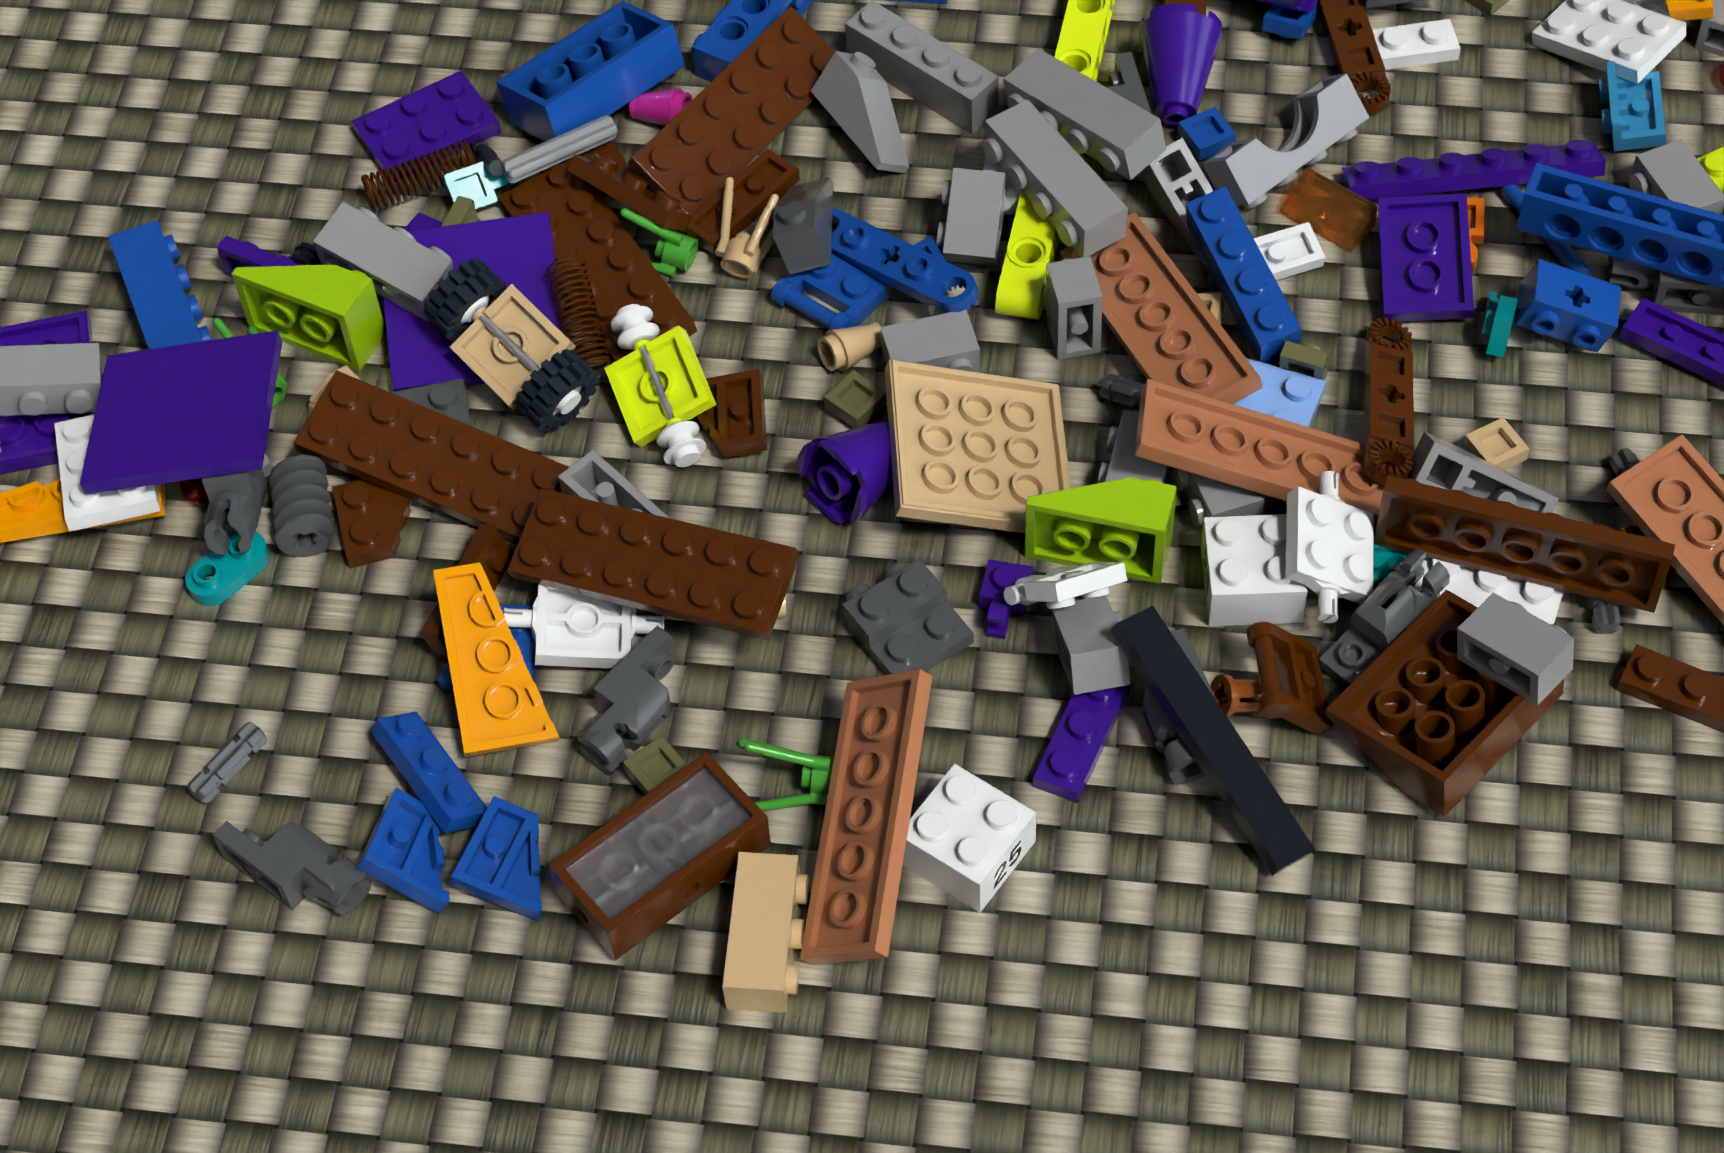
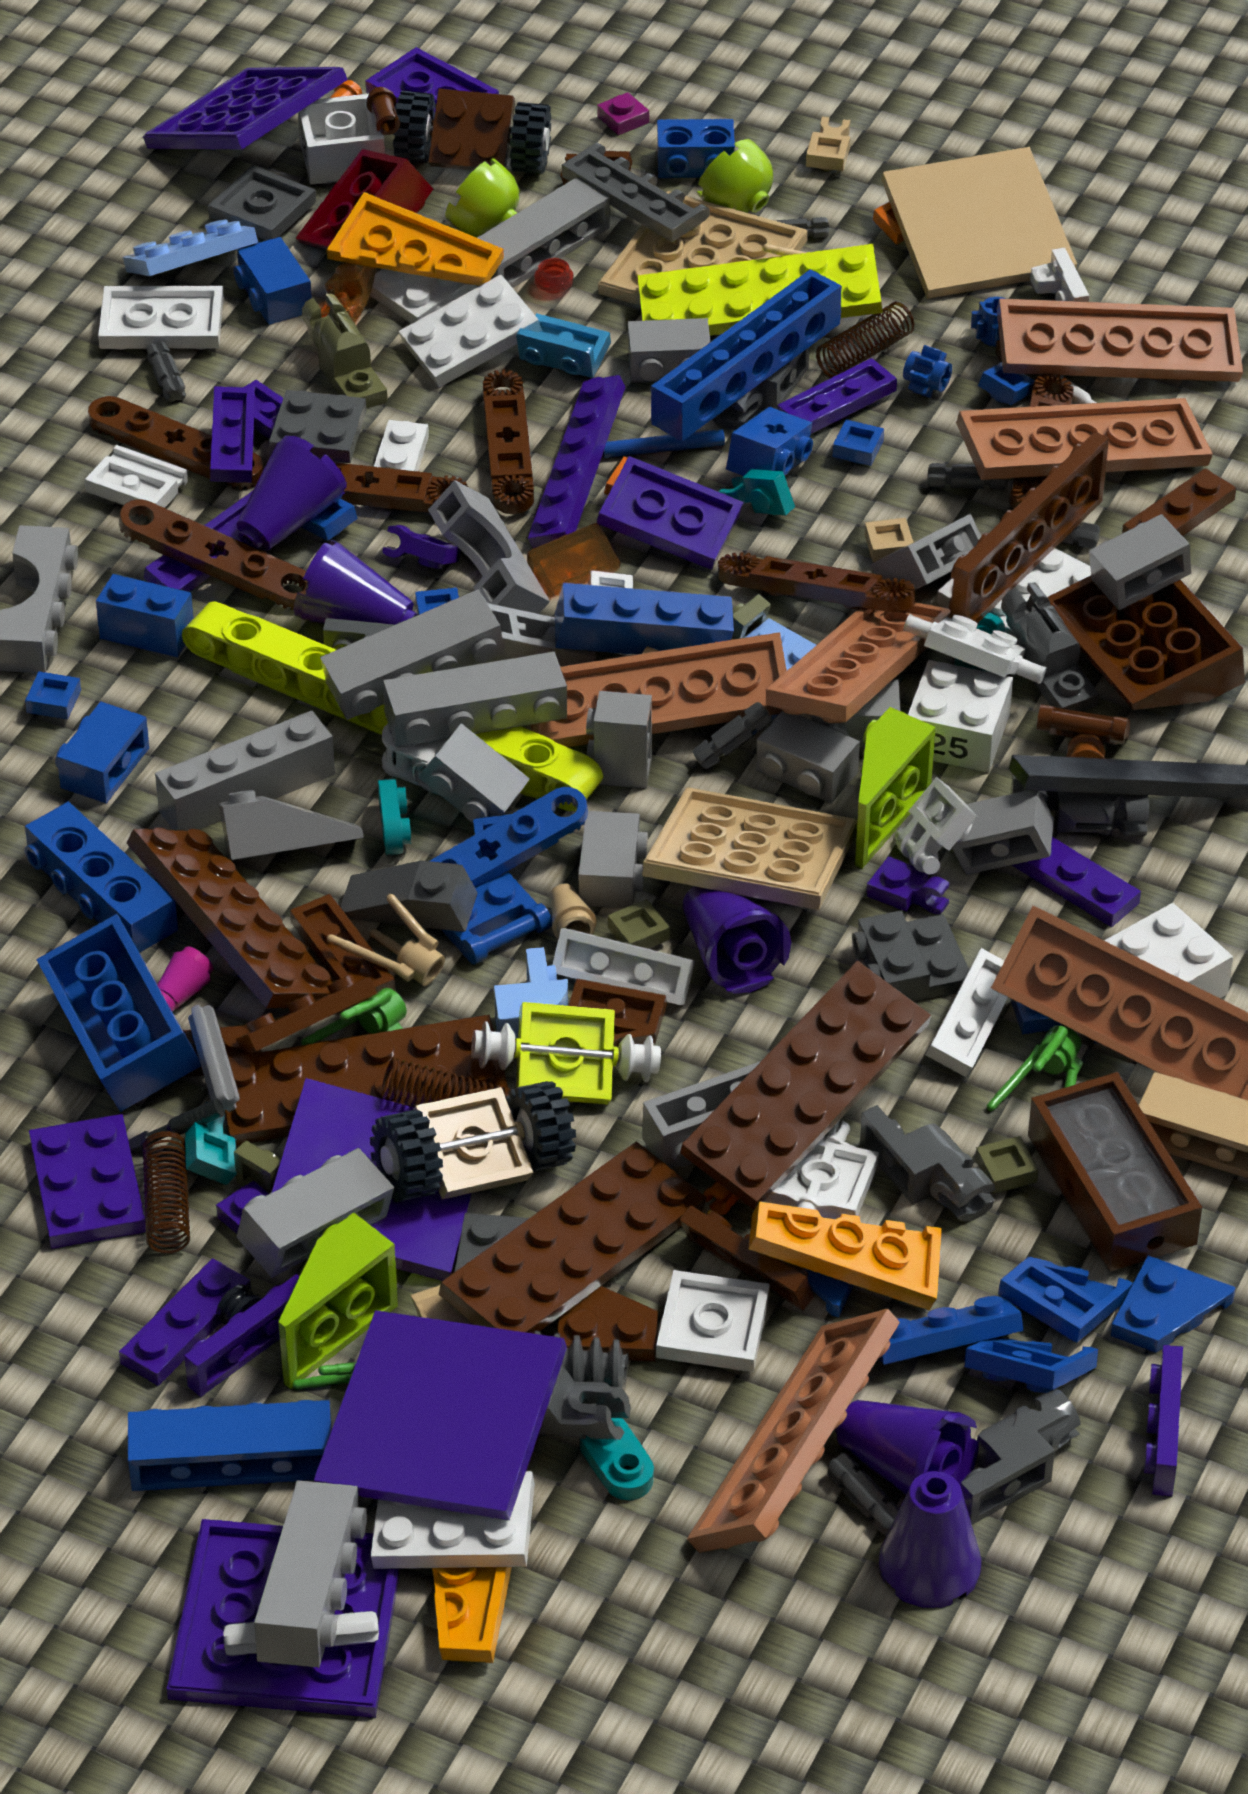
camera: 75 degrees left, 10 degrees down
(161, 822) = (931, 1544): none -> dark purple cone
(264, 775) = (908, 1441): none -> dark purple cone
(269, 680) = (794, 1432): none -> nougat plate
(274, 229) = (180, 1323): none -> dark purple plate
(367, 981) = (1164, 1420): none -> dark purple plate
(389, 590) = (713, 1321): none -> white plate
(529, 950) = (1167, 1303): none -> blue wing
(731, 352) = (540, 988): none -> light blue brick
(796, 399) = (622, 965): none -> white plate
(818, 686) = (969, 1016): none -> white plate
(914, 181) = (395, 829): none -> teal plate
(1279, 94) = (431, 550): none -> dark purple plate
(1446, 121) = (508, 461): none -> reddish brown piece
(1632, 382) = (858, 442): none -> blue plate

